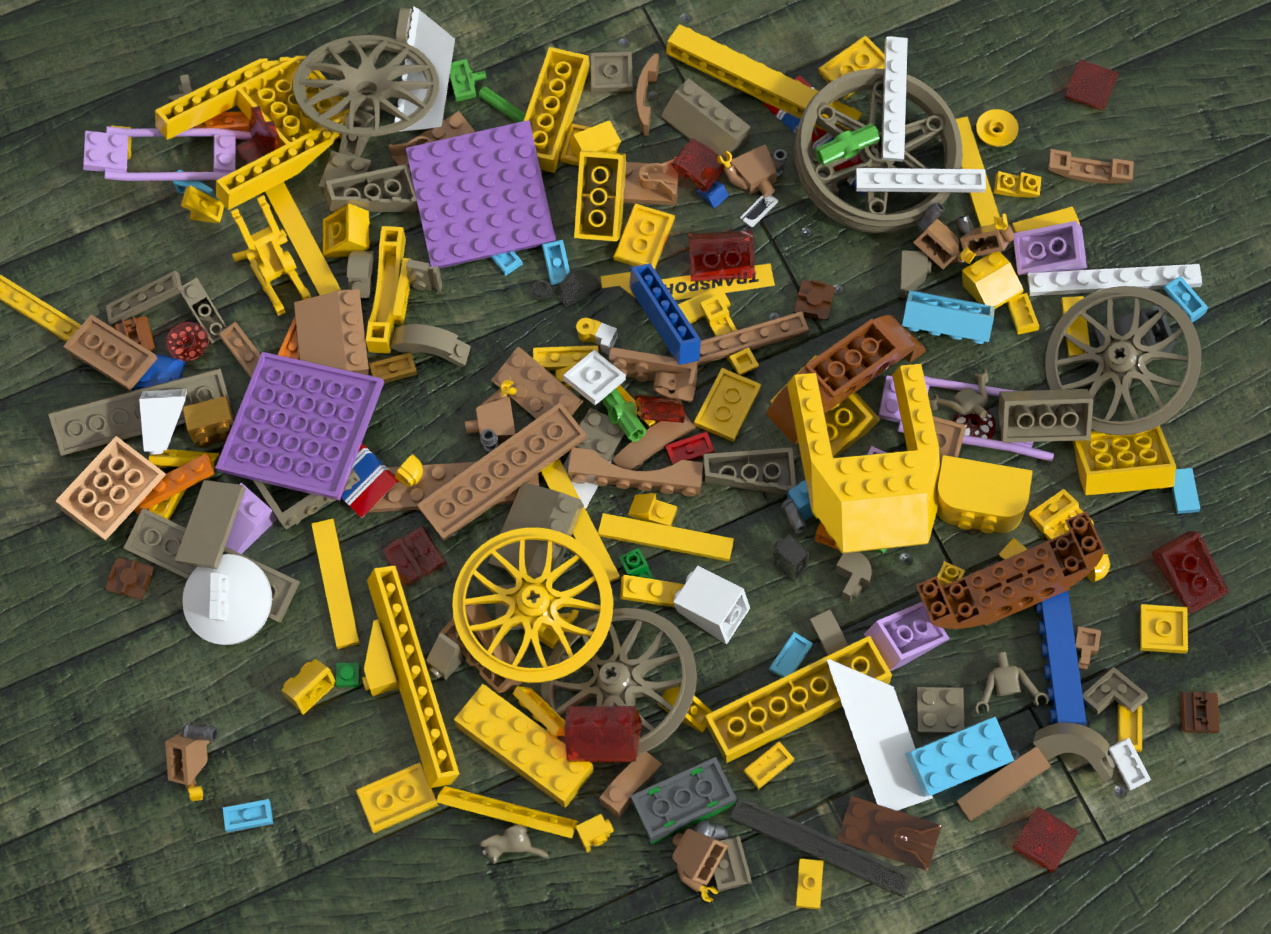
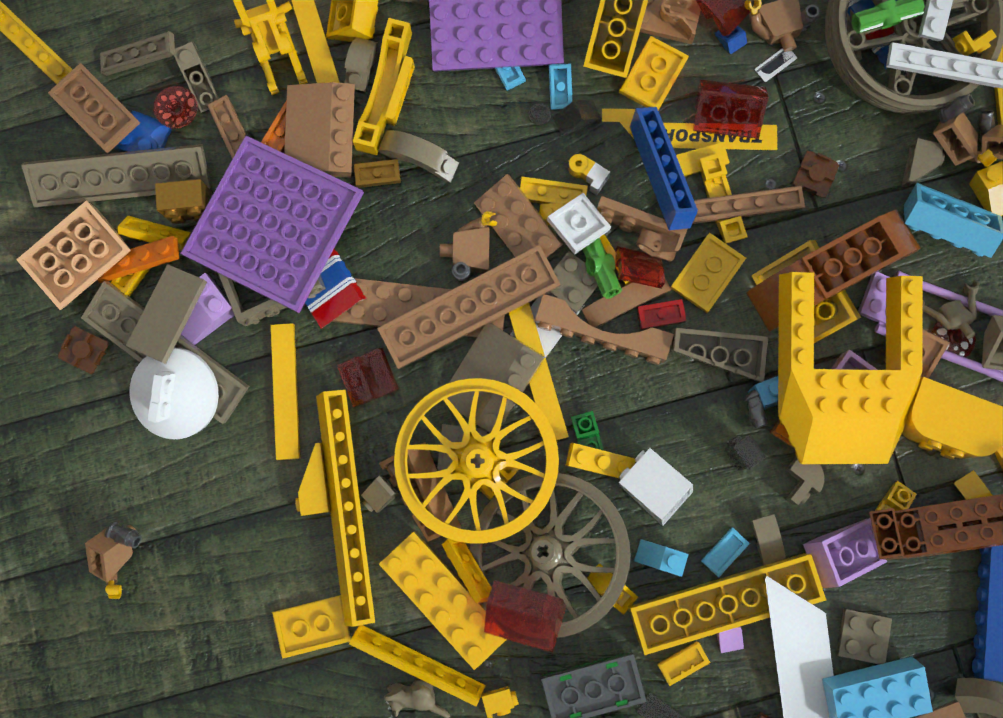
camera: 10 degrees right, 15 degrees up
(138, 331) = (126, 89): dark orange piece -> none
(159, 417) = (131, 187): white slope -> none
(248, 815) = (163, 620): medium azure plate -> none
(308, 686) = (240, 498): yellow slope -> none
(347, 675) = (283, 490): green plate -> none
(410, 471) = (376, 291): yellow piece -> none
(423, 276) = (422, 80): dark tan plate -> none
(629, 782) = (539, 662): medium nougat slope -> none
(648, 509) = (611, 371): yellow slope -> none
(666, 537) = (622, 403): yellow tile -> none
(729, 670) = (661, 557): none -> medium azure slope
(810, 735) = (730, 640): none -> lavender slope
(929, 161) = (967, 46): none -> yellow bracket
(1007, 683) = (937, 623): dark tan piece -> none

